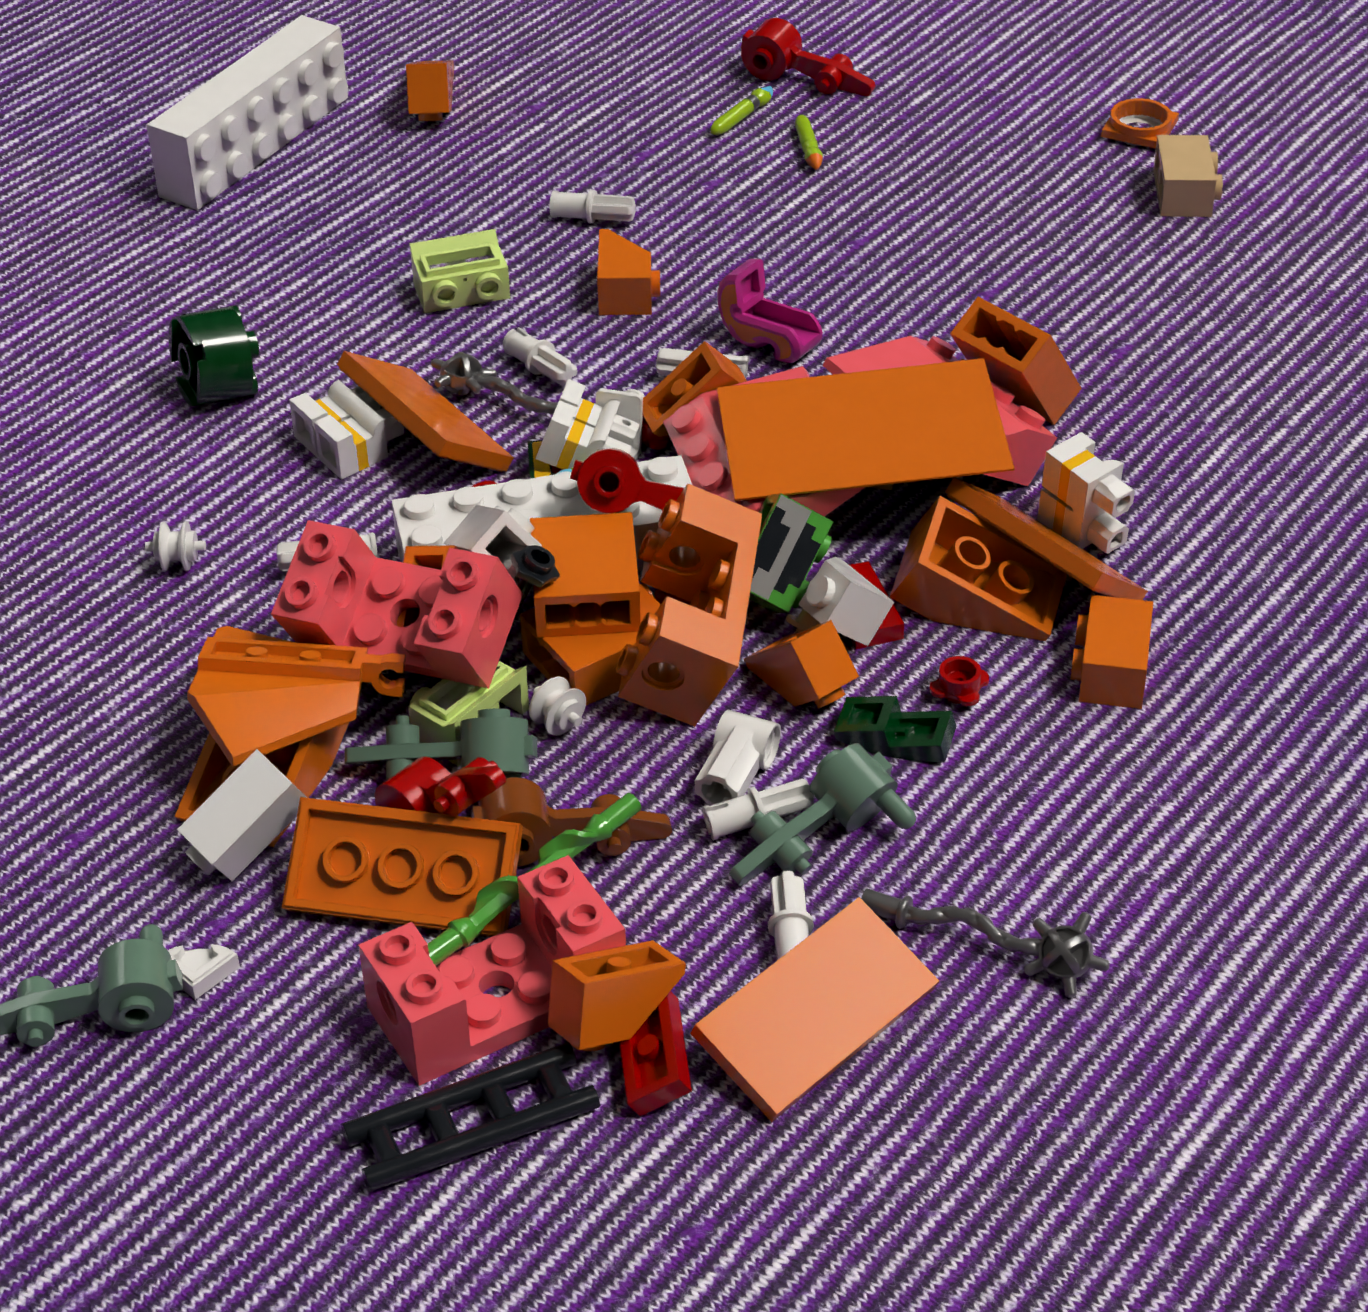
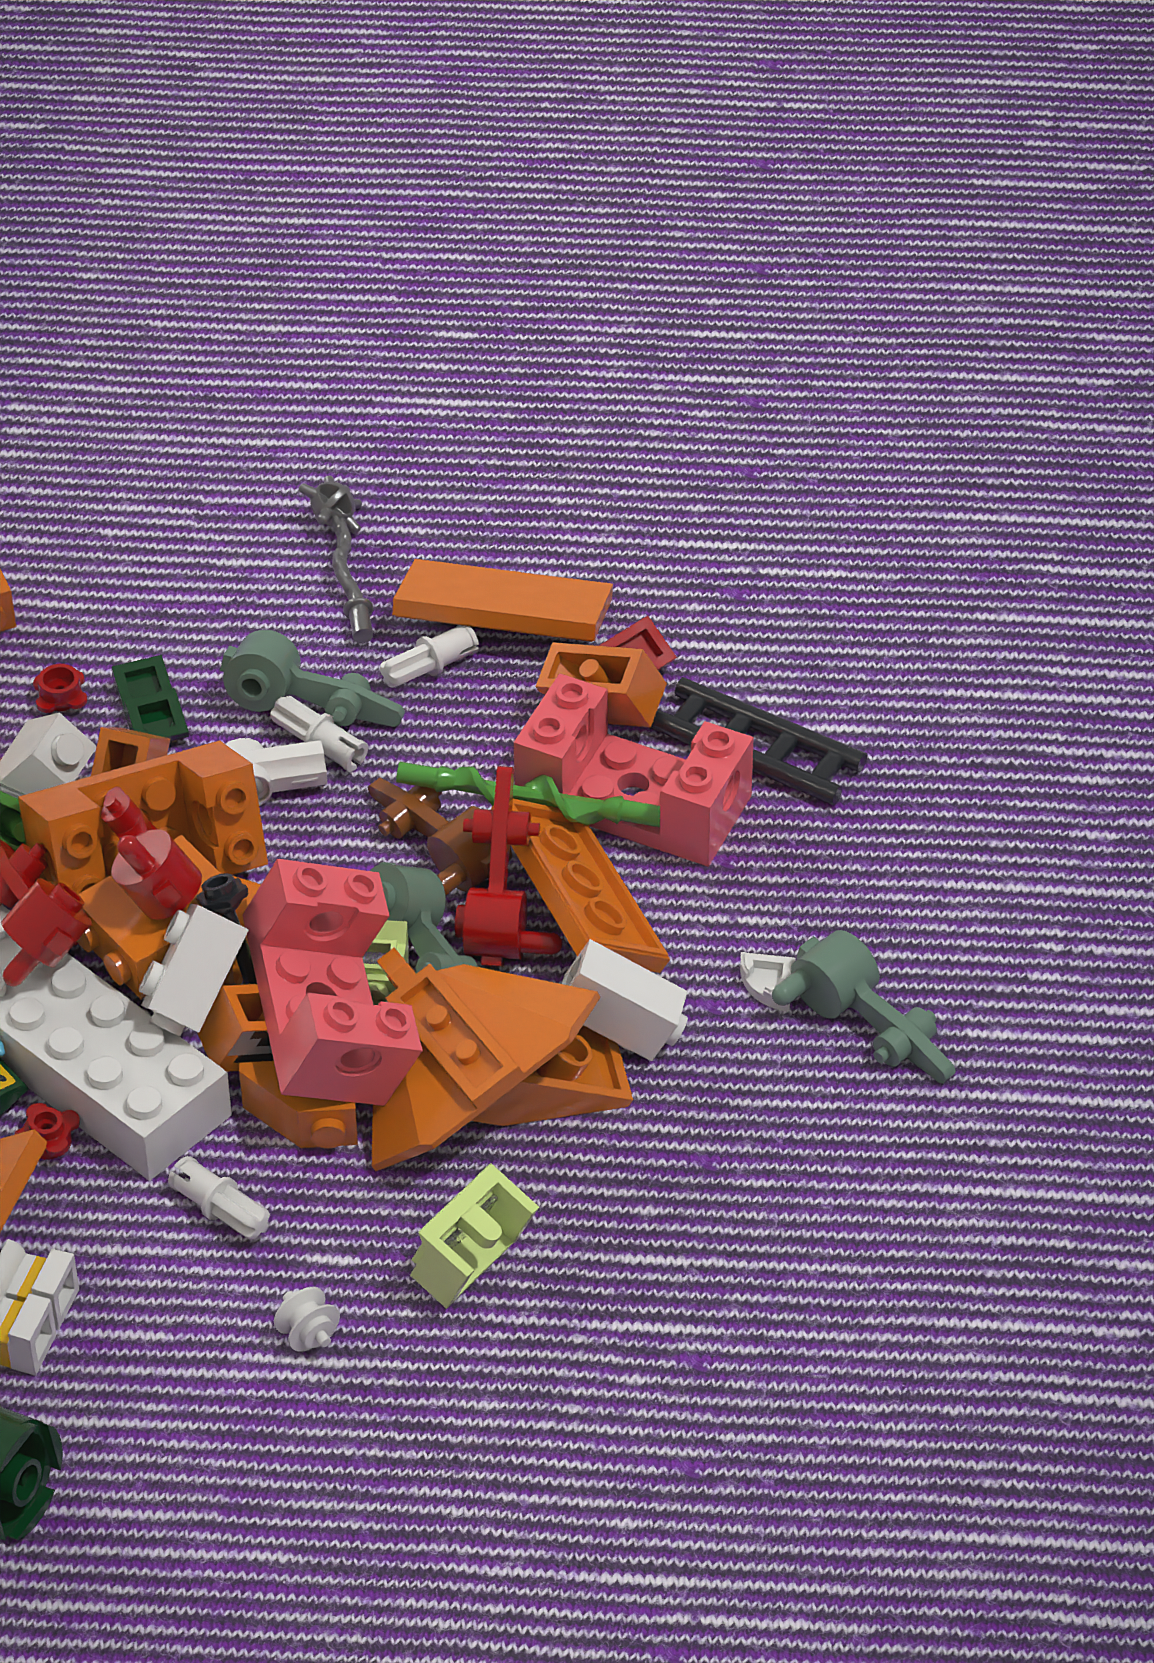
camera: 125 degrees left, 5 degrees up
(135, 624) = (470, 1234): none -> yellowish green window
(579, 523) = (148, 861): none -> red piece

